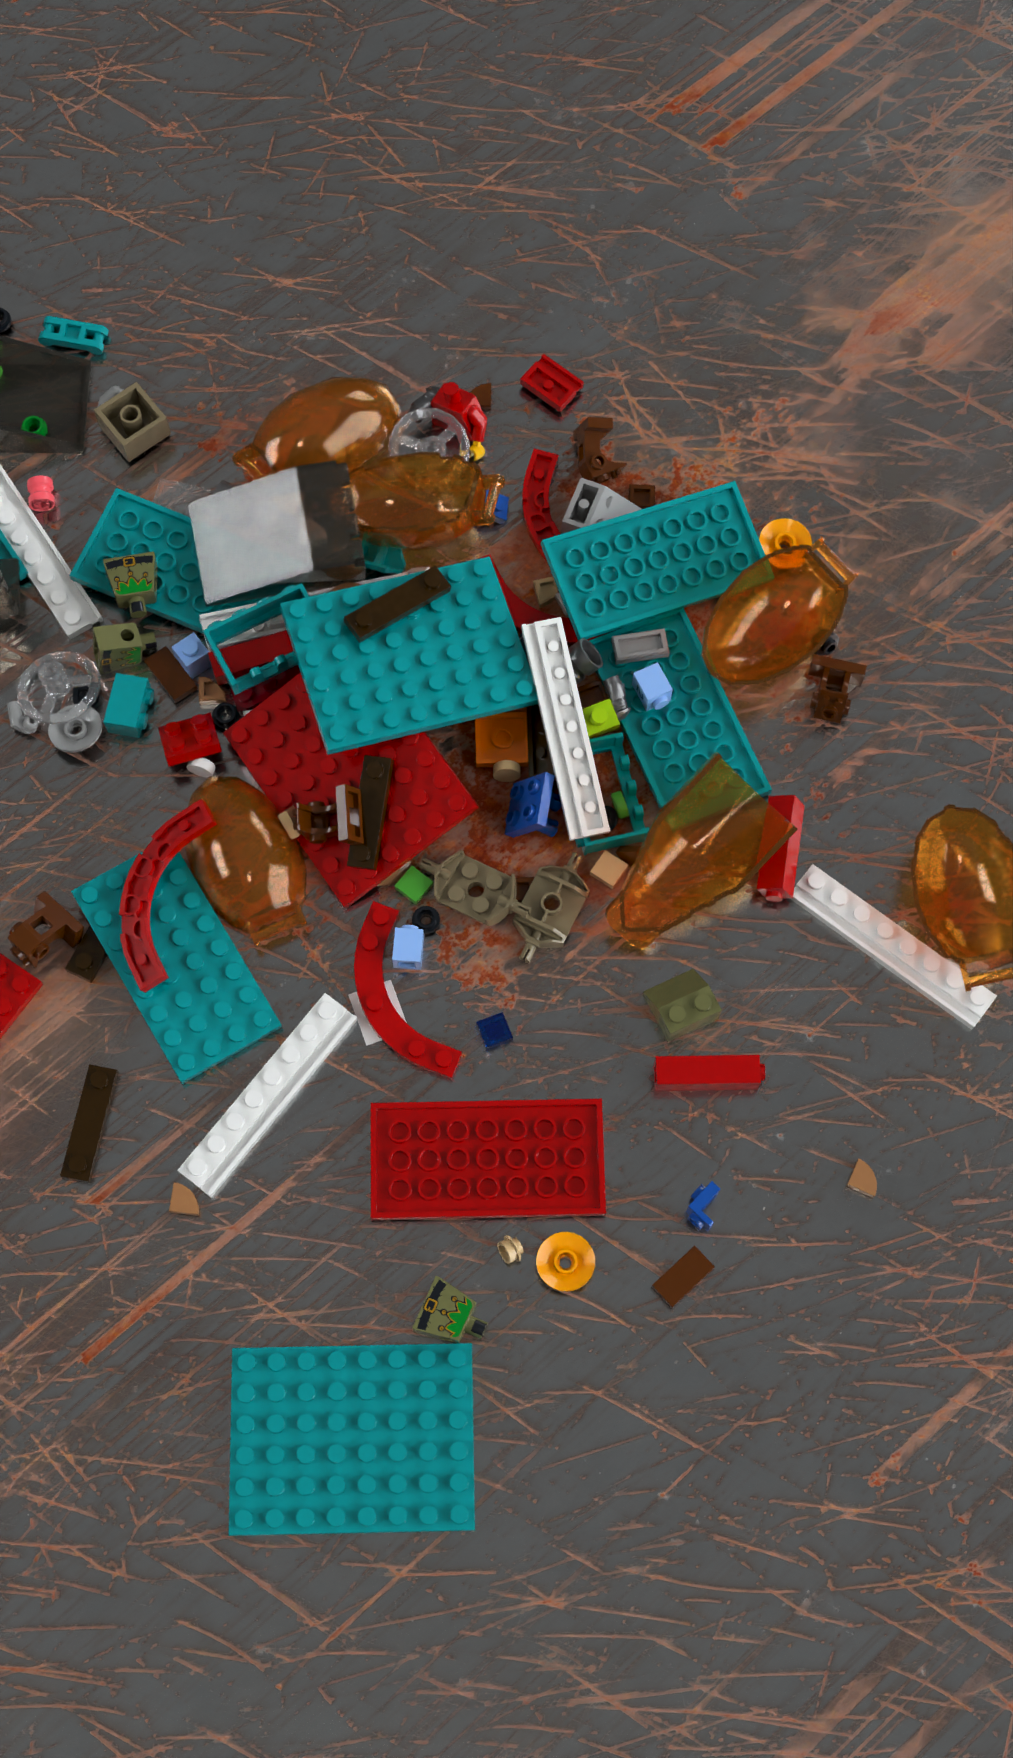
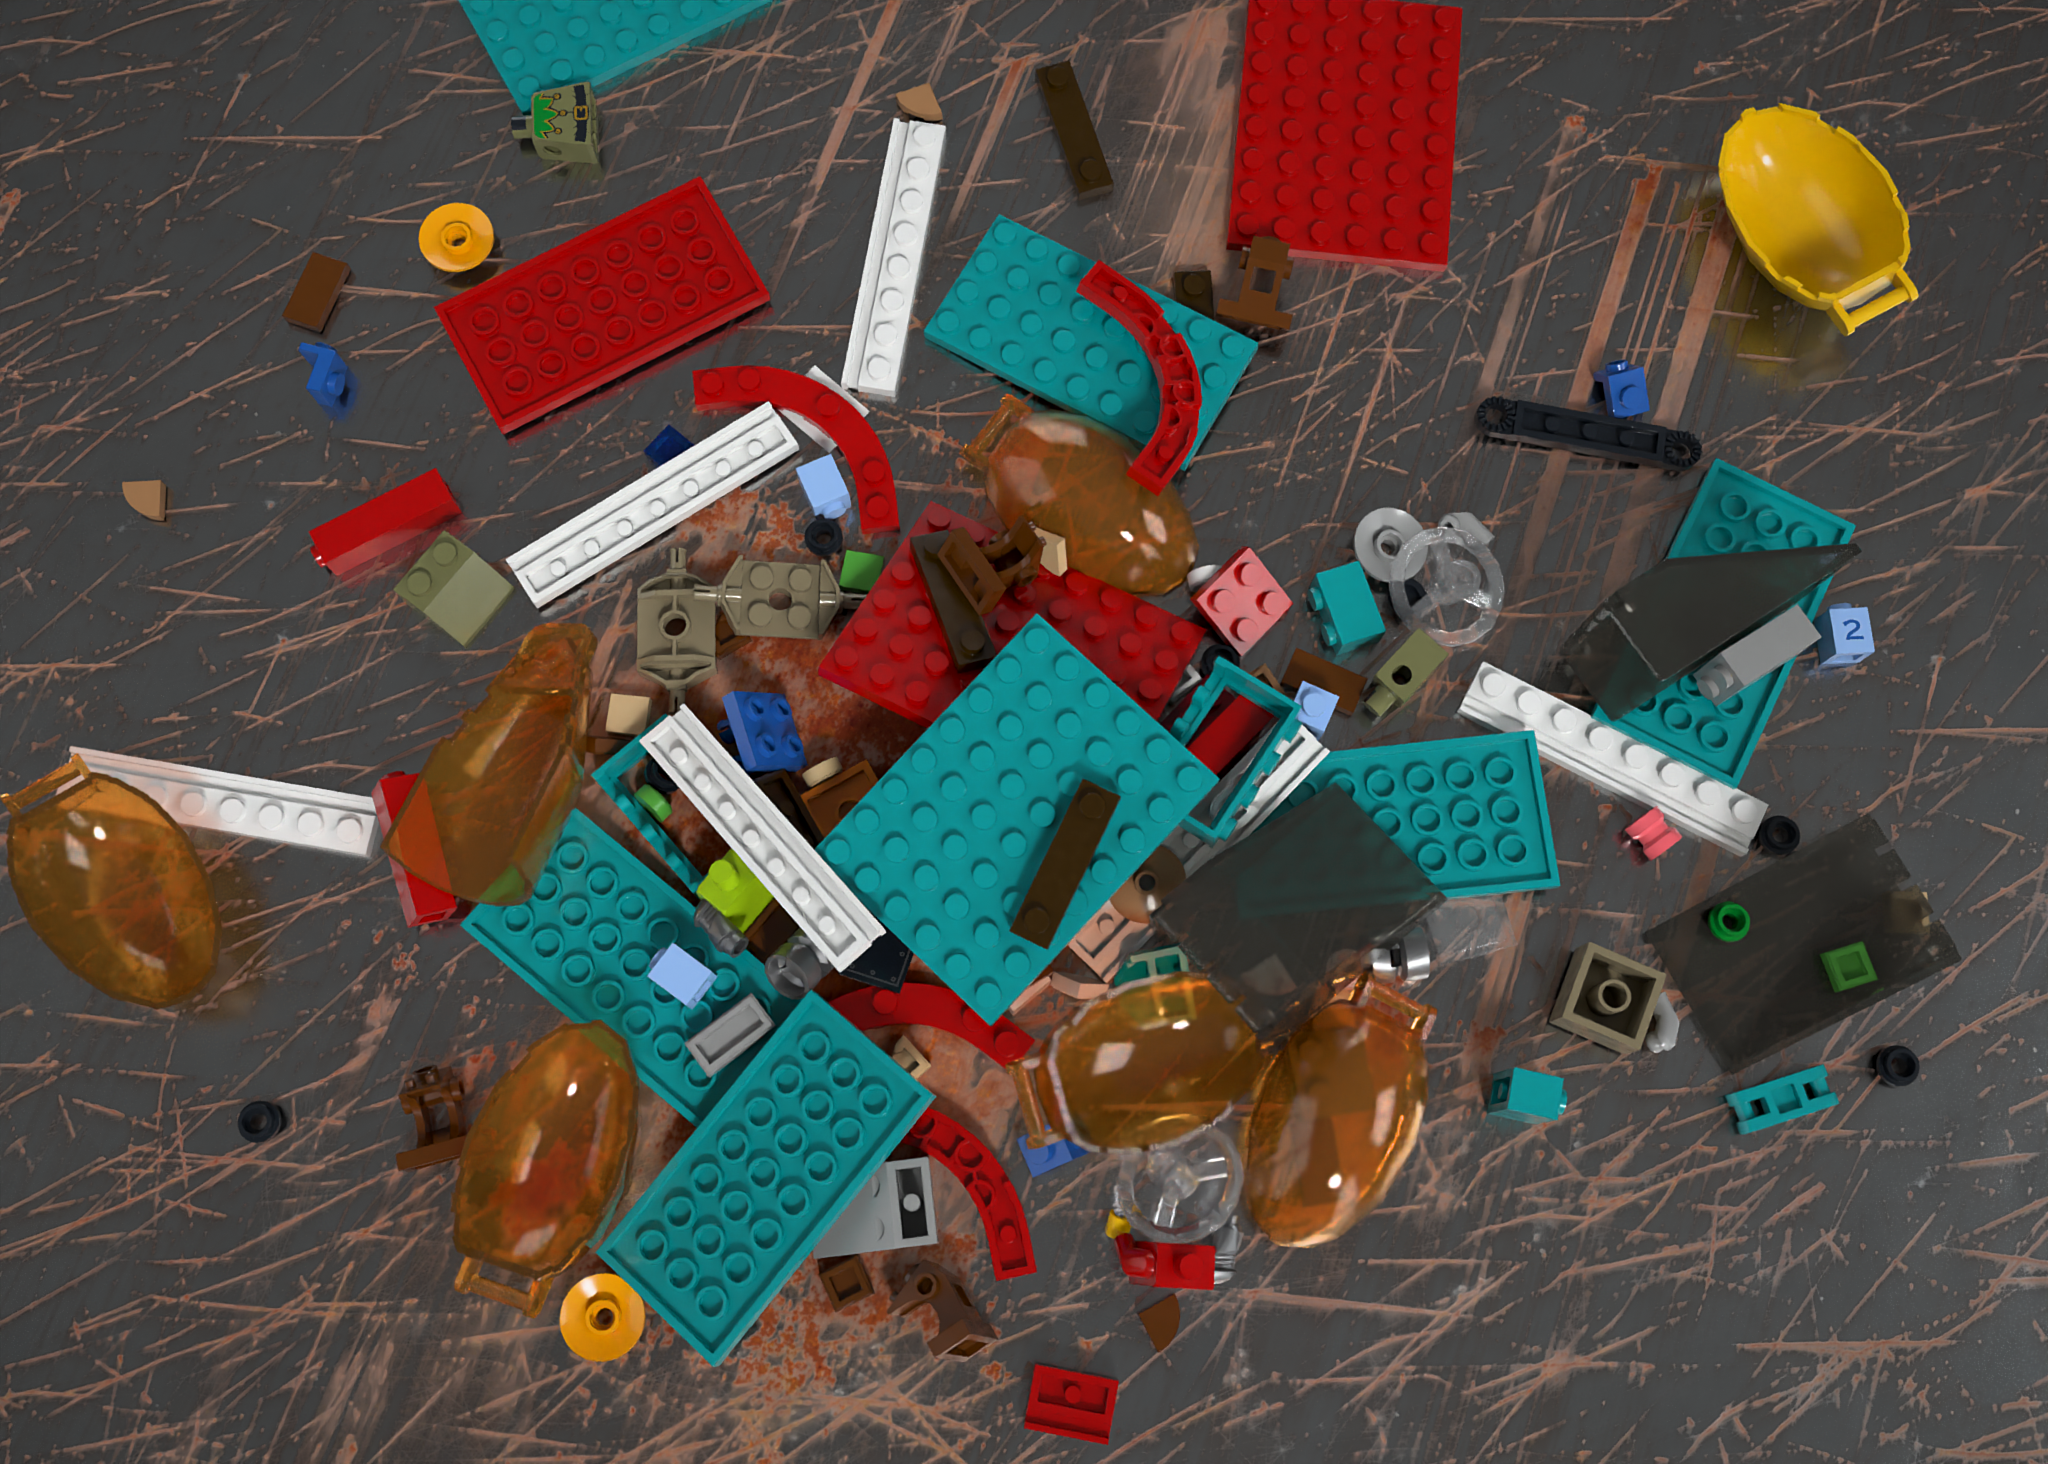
camera: 150 degrees right, 5 degrees up
(133, 581) = (1444, 754): olive torso -> none
(213, 395) = (1527, 1096): none -> teal brick
(510, 1249) = (527, 223): tan plate -> none
(524, 996) = (652, 504): none -> white plate
(943, 736) = (247, 1120): none -> black plate

